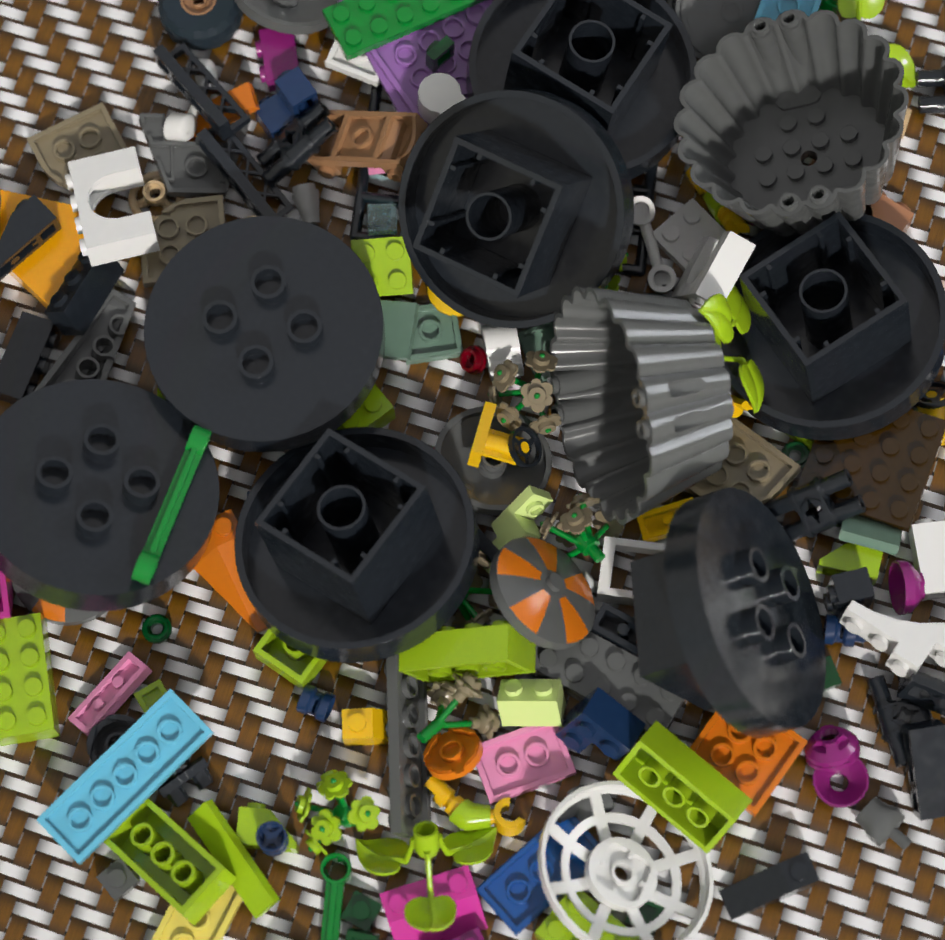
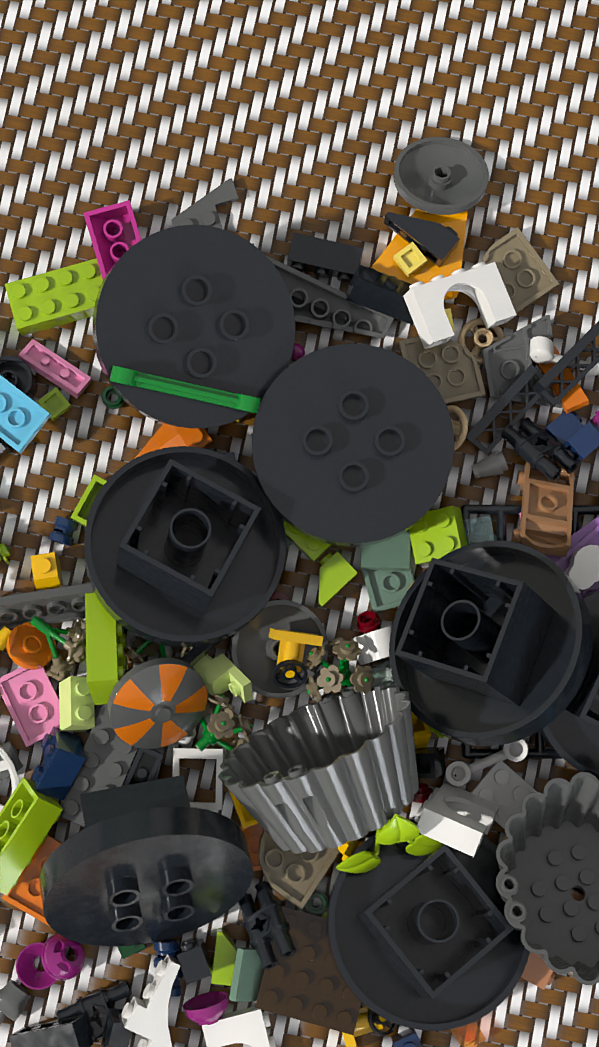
camera: 75 degrees right, 10 degrees up
(47, 256) = (410, 259): none -> light yellow plate
(415, 393) = (333, 576): none -> lime slope

